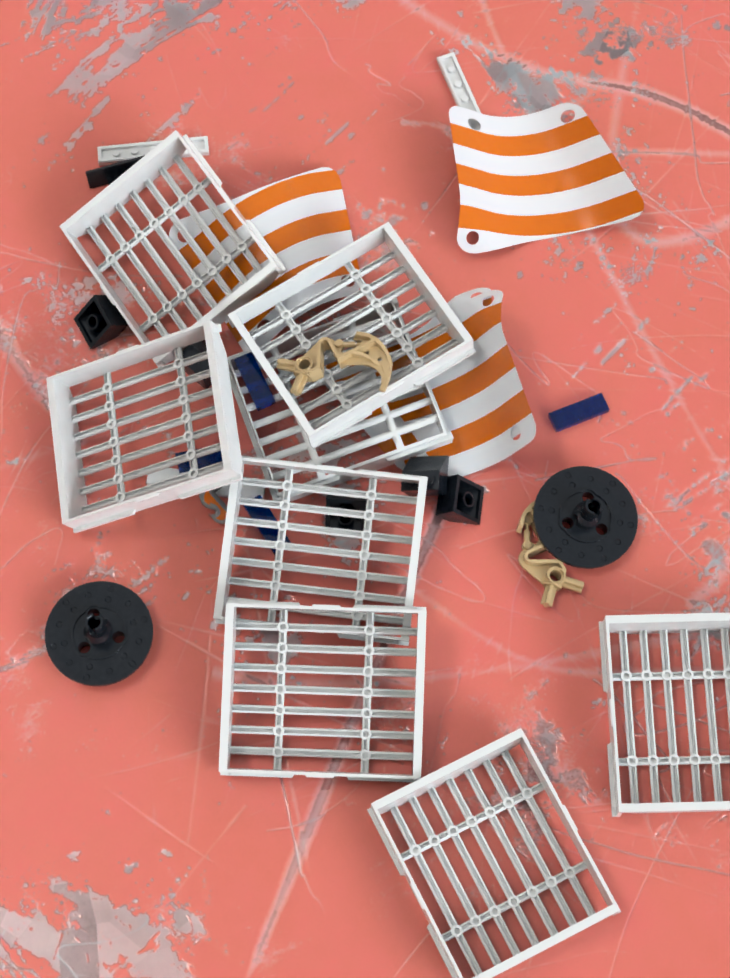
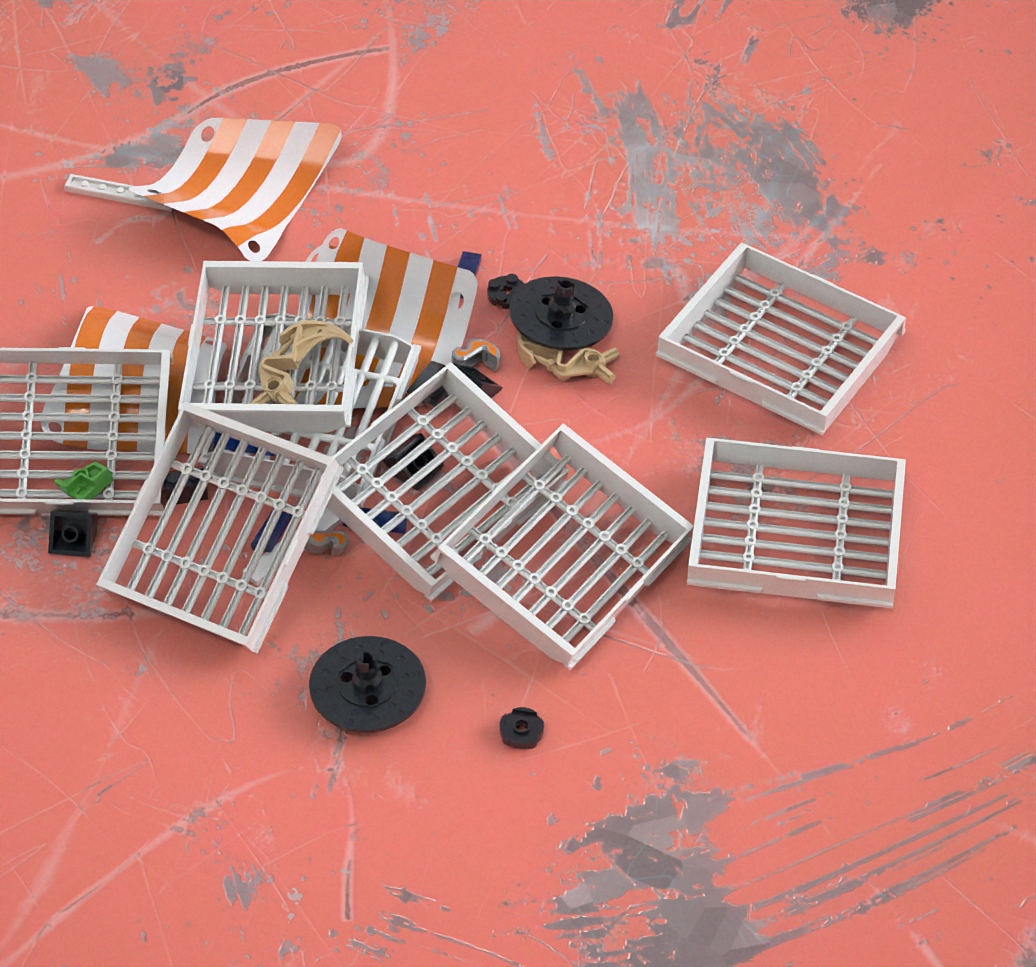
camera: 55 degrees left, 20 degrees down
(129, 771) = (521, 739): none -> black plate
(144, 297) = (86, 482): none -> bright green slope
(493, 479) = (477, 351): none -> light grey animal
(585, 445) = (503, 283): none -> black plate

